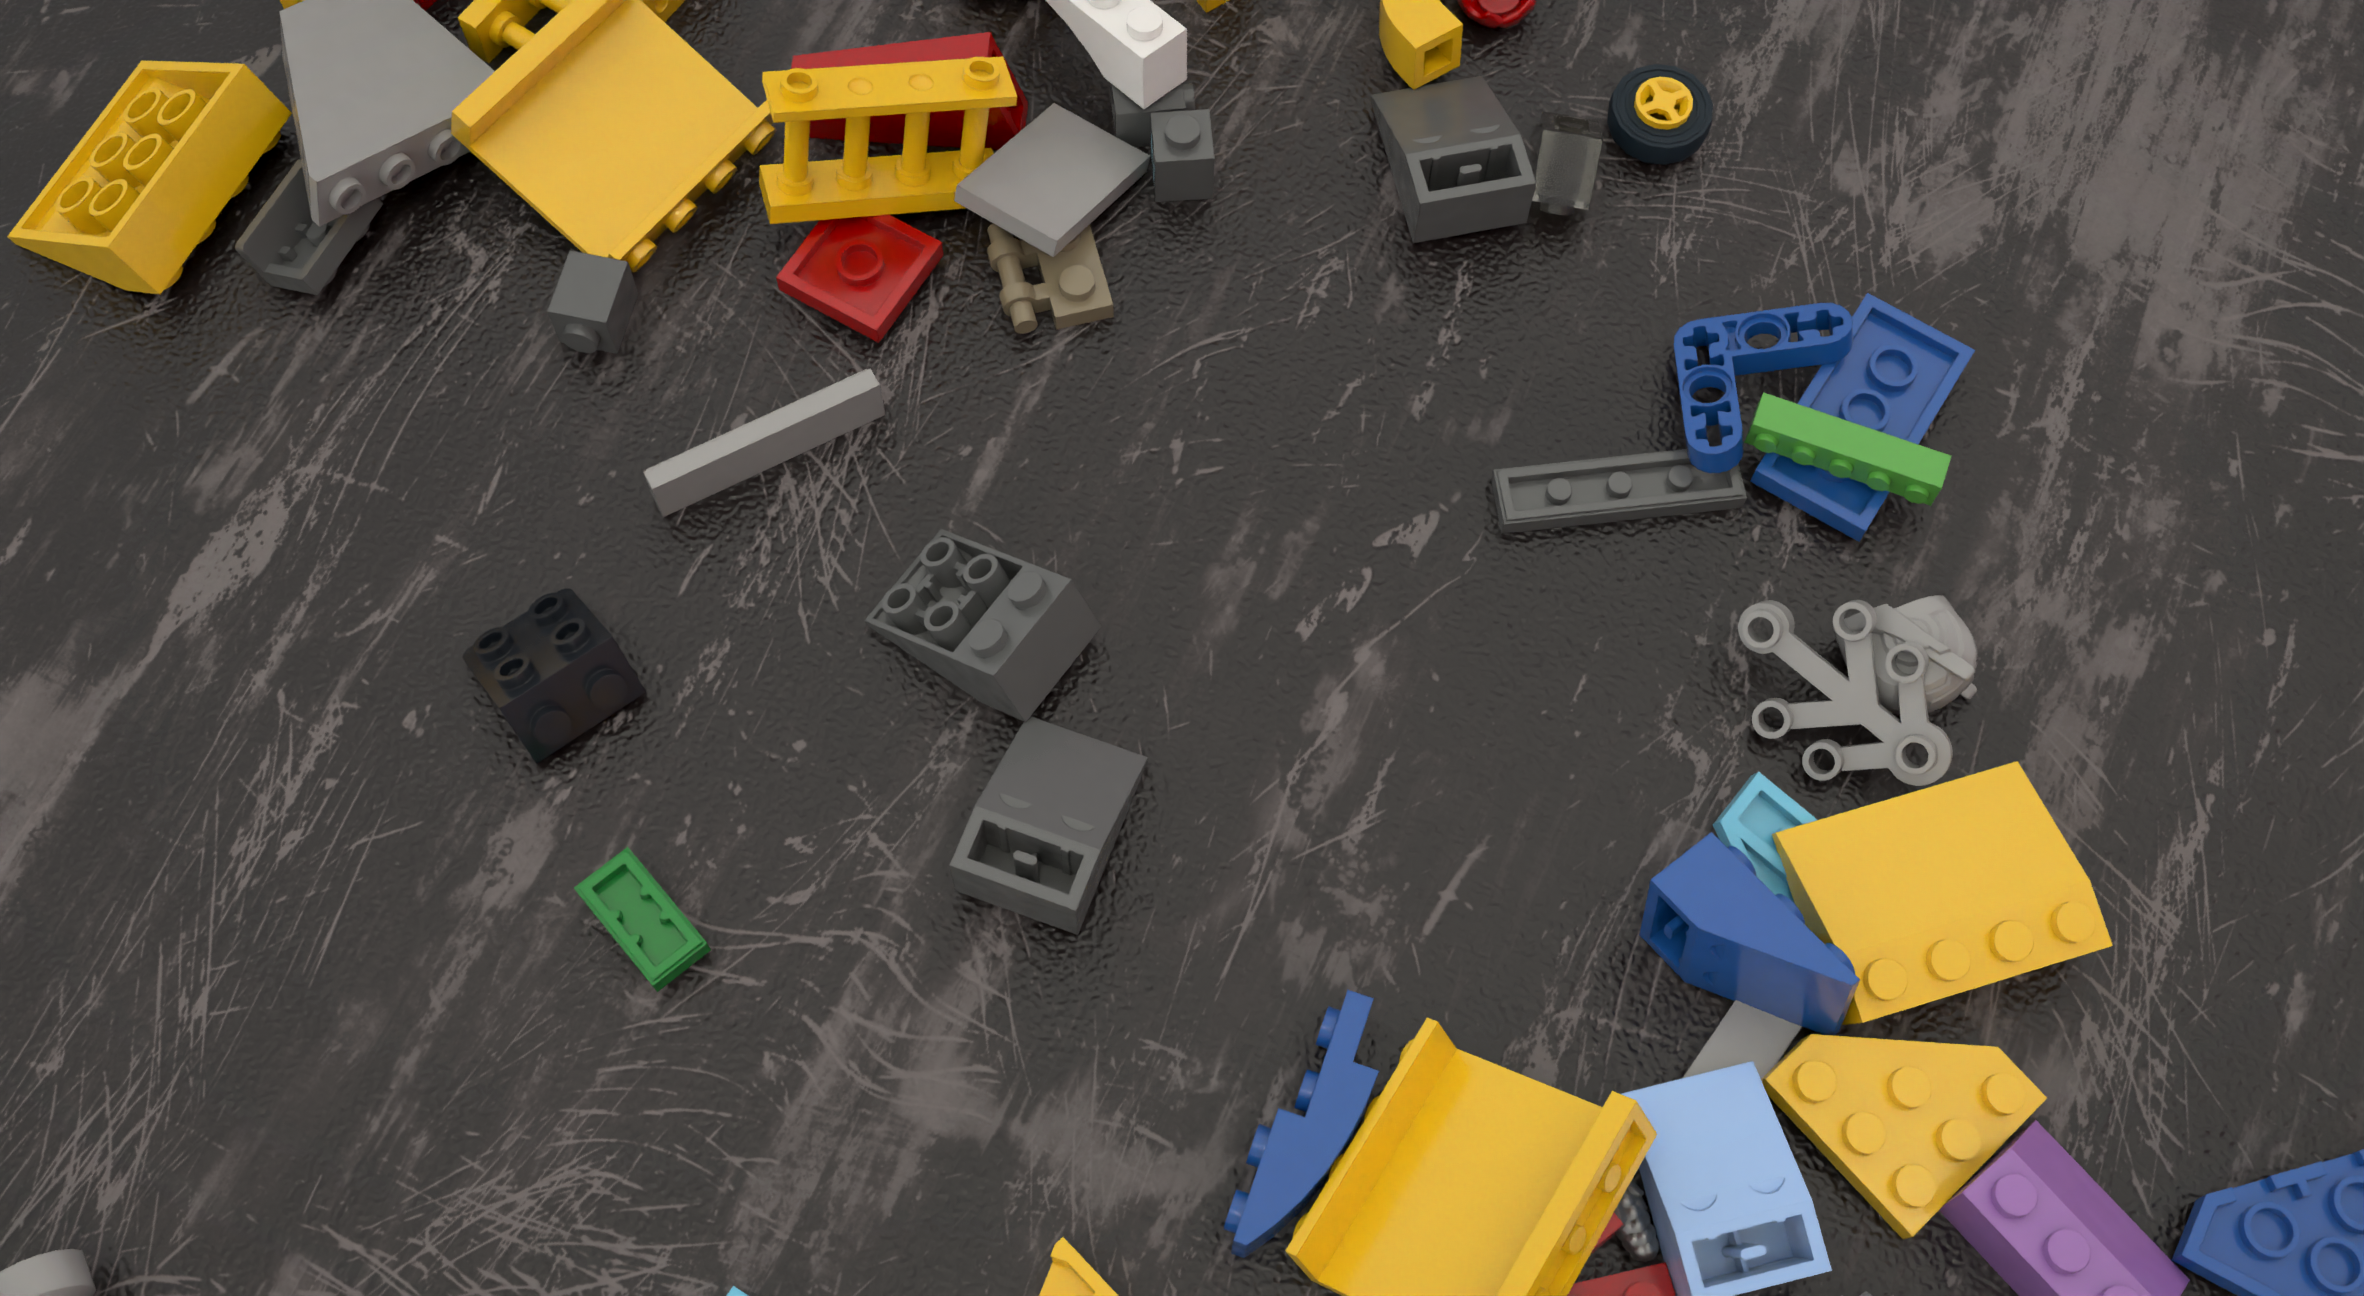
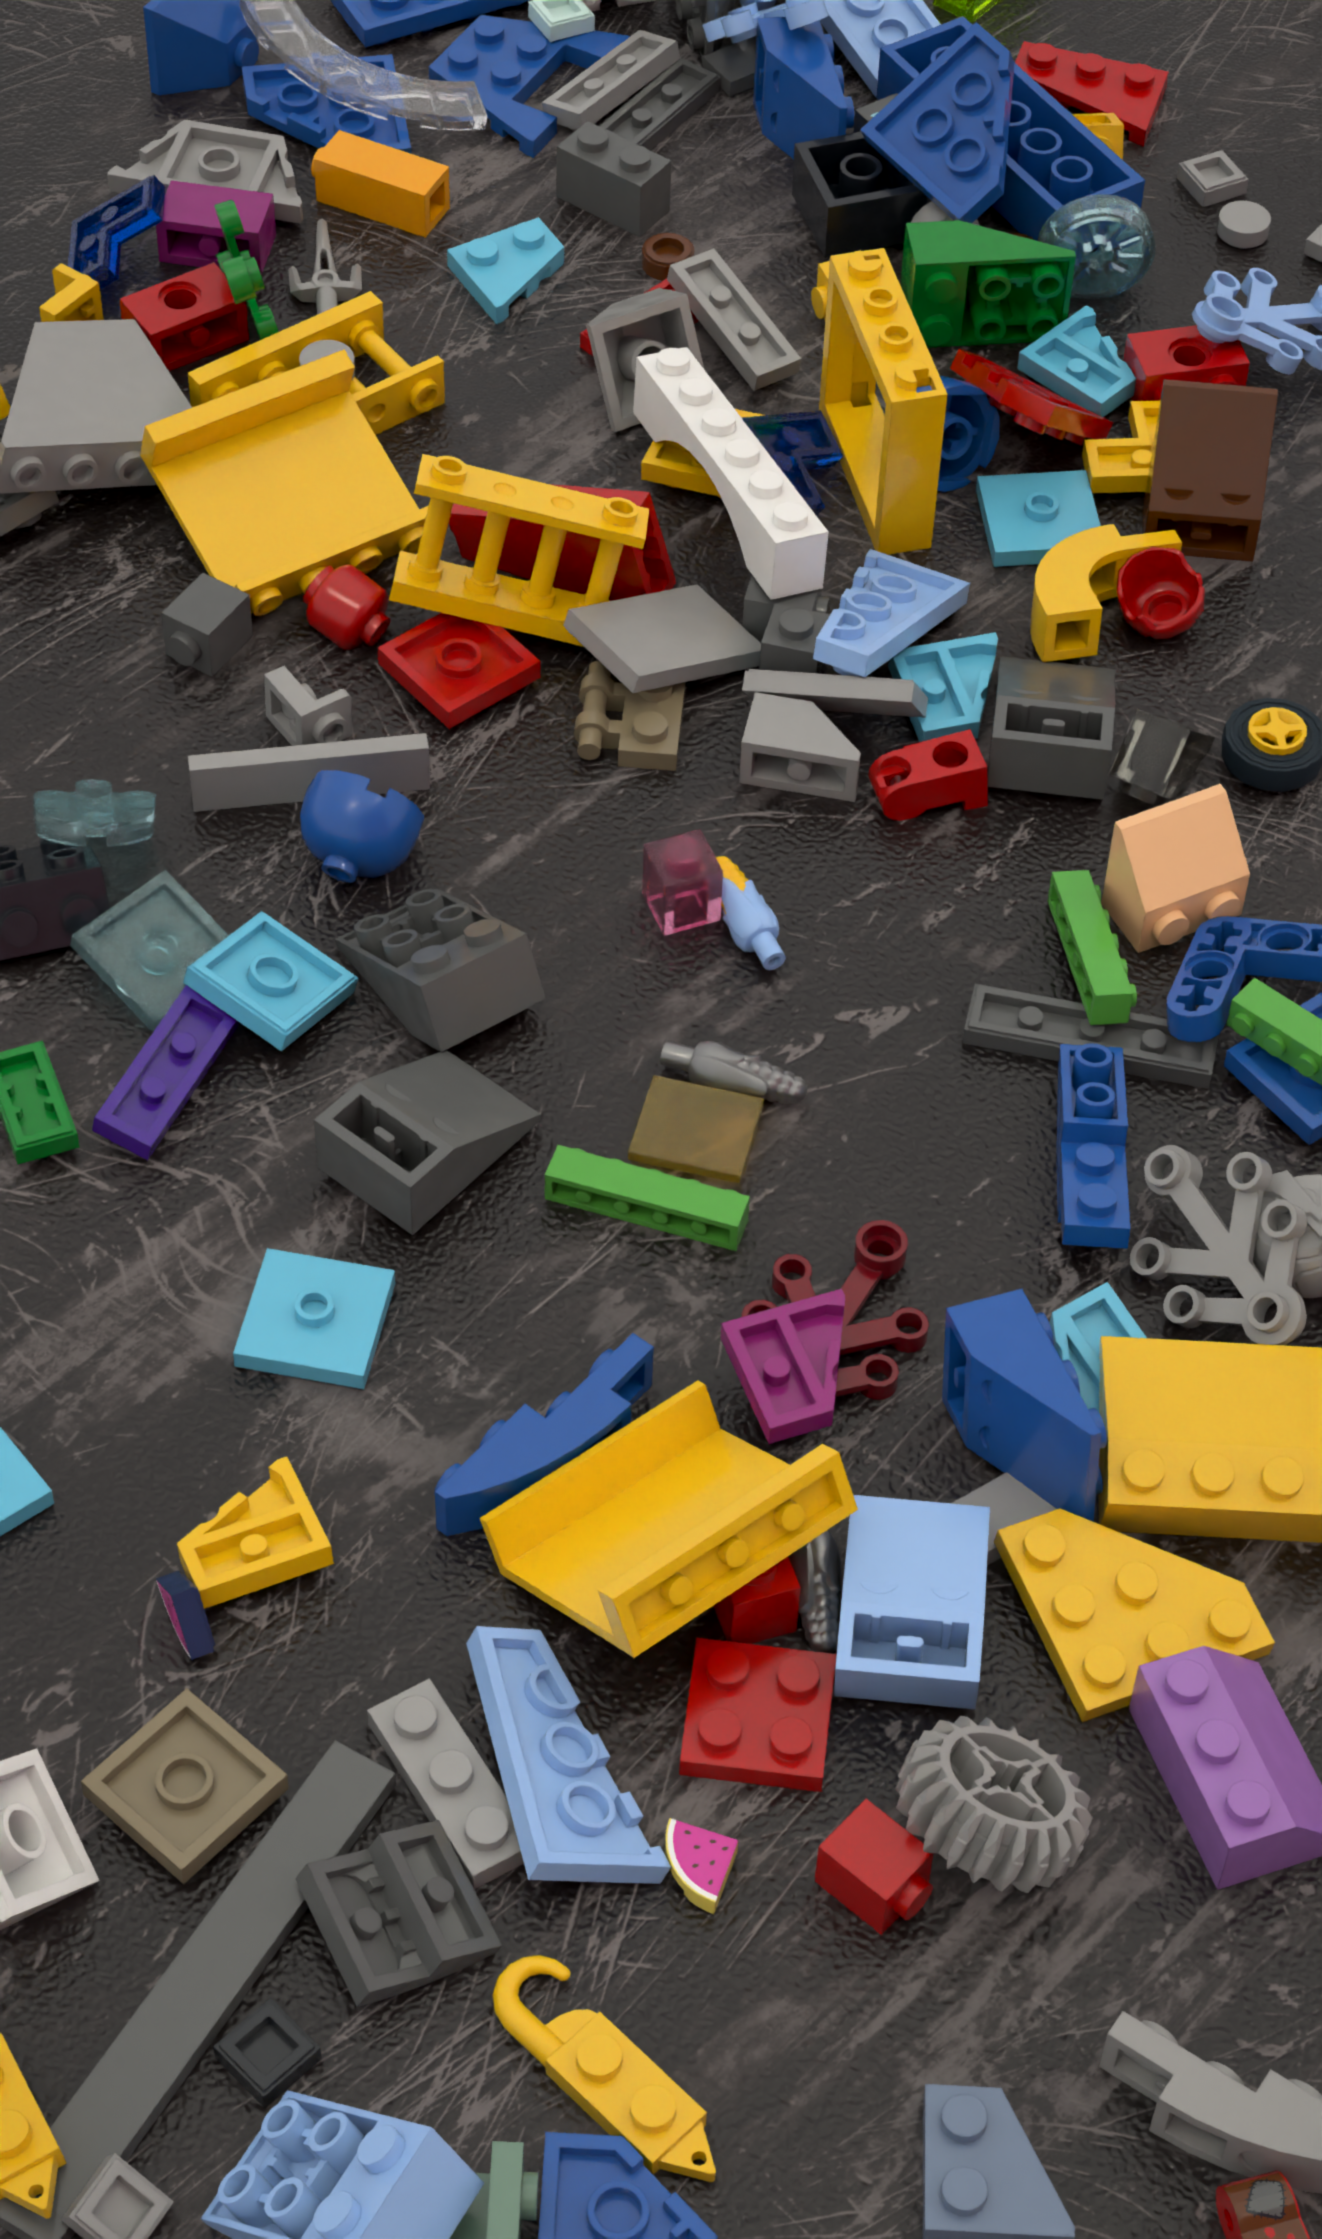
camera: 20 degrees right, 15 degrees down
(574, 568) = (94, 812): none -> clear light blue plate
(699, 698) = (148, 944): none -> clear light blue plate
(725, 238) = (347, 607): none -> red head
(731, 381) = (301, 715): none -> light grey bracket
(765, 838) = (165, 1074): none -> dark purple plate
(826, 699) = (270, 980): none -> medium azure plate
(842, 498) = (356, 828): none -> blue cylinder
(1022, 1064) = (314, 1318): none -> medium azure plate
(1180, 451) = (682, 882): none -> clear pink brick
(1227, 262) = (797, 750): none -> light grey slope
(1242, 192) = (841, 692): none -> light grey tile
(1249, 461) = (749, 917): none -> light blue piece
(1252, 86) = (885, 613): none -> light blue wing
(1285, 814) = (647, 1197): none -> bright green piece
(1300, 721) = (696, 1129): none -> clear yellow piece
(1308, 646) = (730, 1070): none -> flat silver piece
(1334, 146) = (953, 678): none -> medium azure wing
(1363, 252) = (931, 776): none -> red leg
(1508, 971) = (789, 1363): none -> magenta wing
(1511, 905) = (871, 1239): none -> dark red plant
(1587, 397) = (1091, 947): none -> bright green piece
(1639, 293) = (1175, 869): none -> light nougat slope
(1674, 622) = (1092, 1147): none -> blue slope

